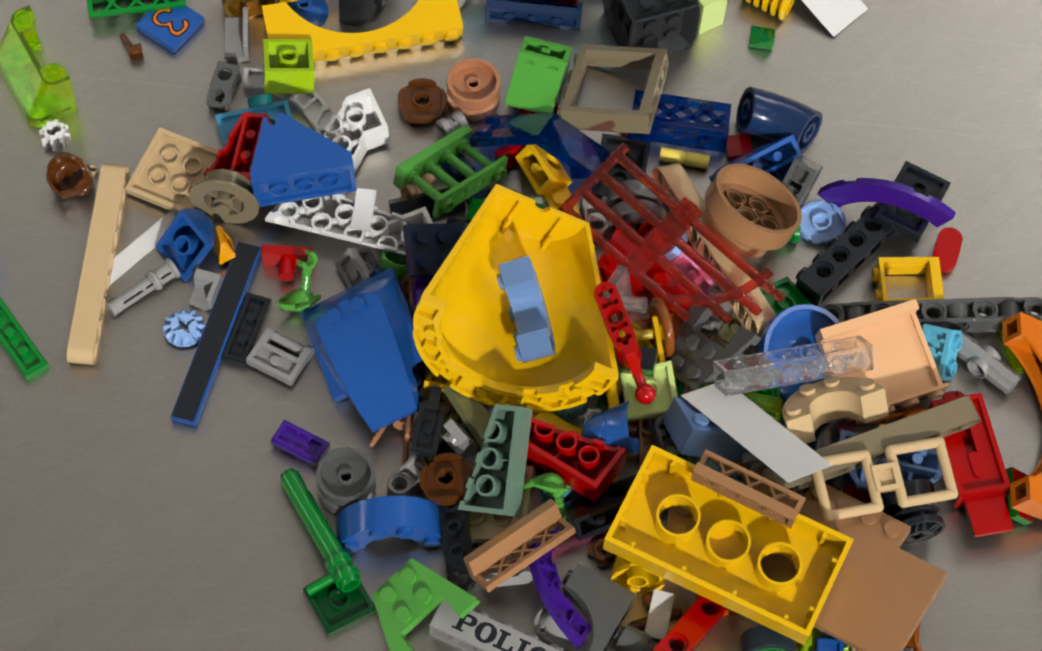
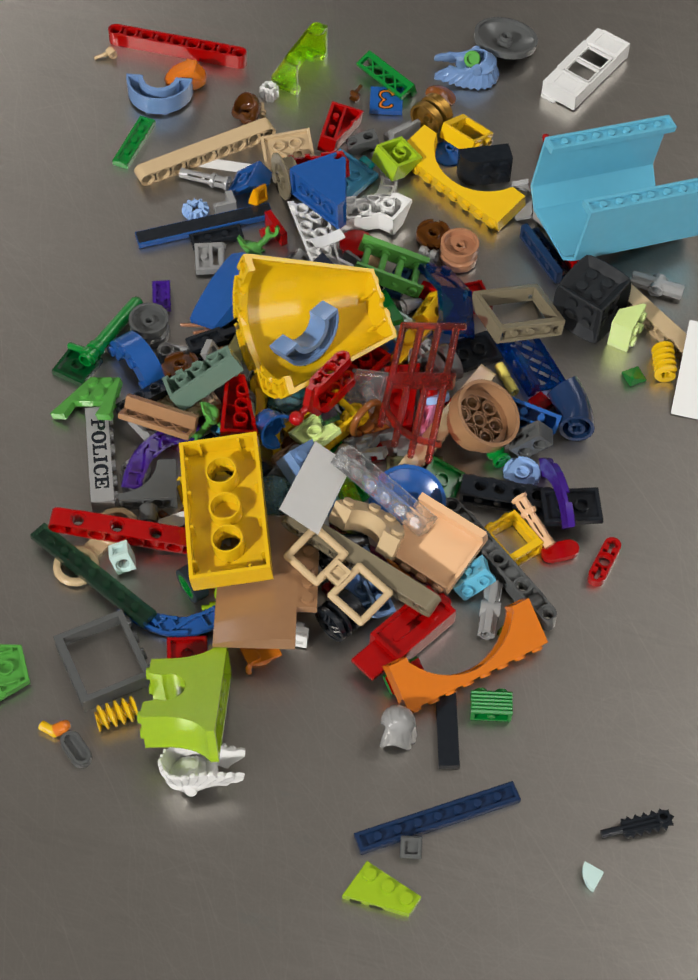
camera: 60 degrees right, 5 degrees down
(180, 98) = (339, 125): none -> red wedge
(378, 179) = (352, 241): none -> red tile
(538, 75) = (495, 272): bright green slope -> none
(746, 494) = (253, 489): medium nougat fence -> none
(896, 246) = (529, 513): none -> light nougat pin
(986, 228) = (605, 569): none -> red beam

